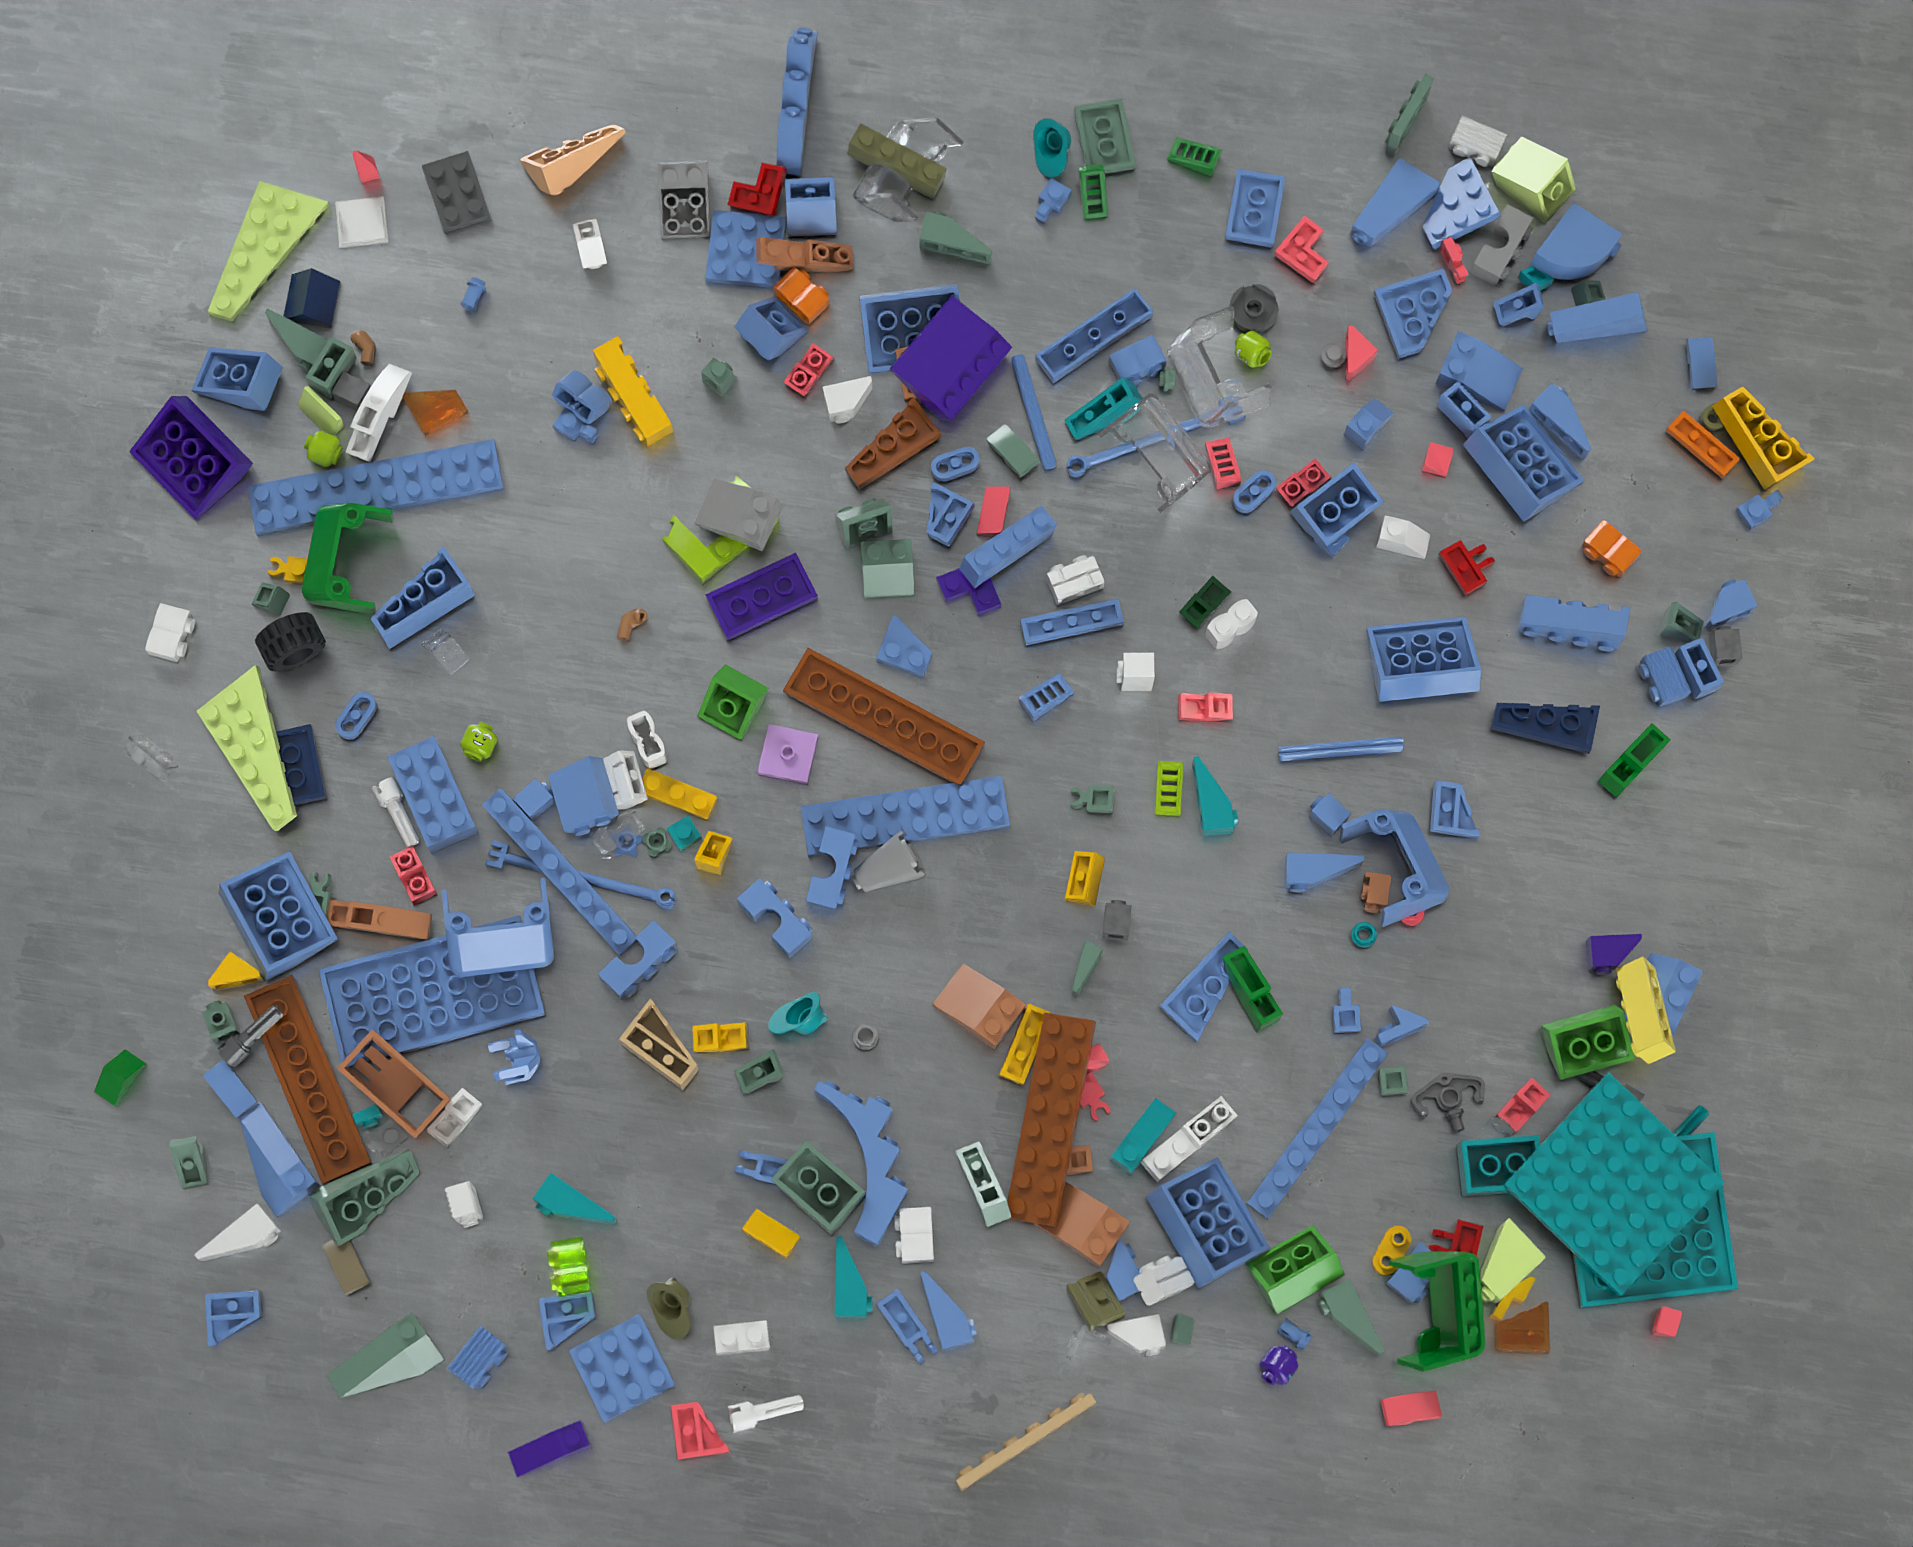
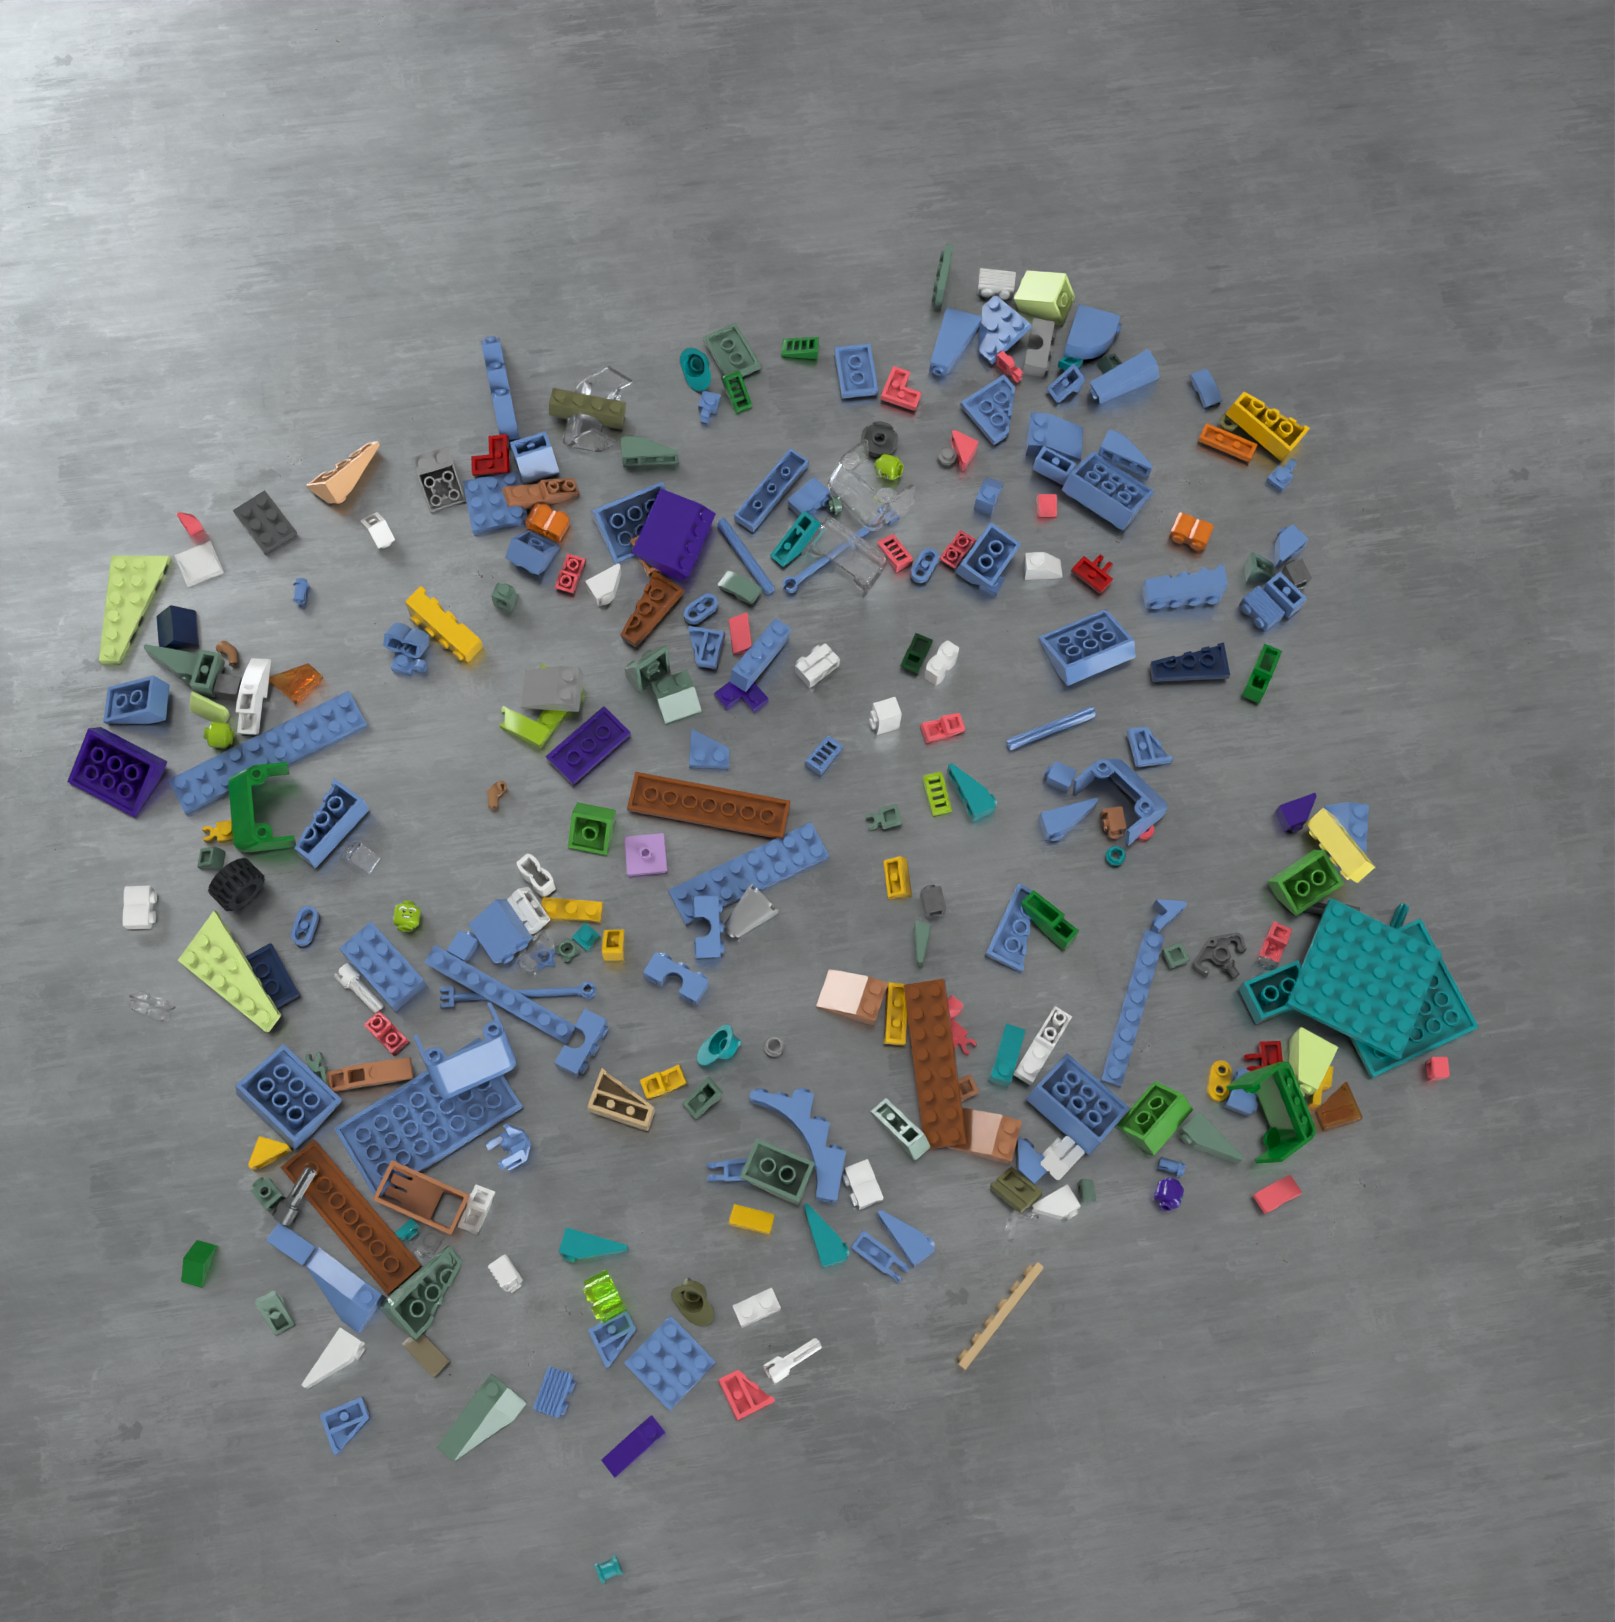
camera: 20 degrees left, 5 degrees down
(1071, 622) = (824, 695): medium blue plate -> none
(1346, 1016) = (1124, 918): medium blue plate -> none

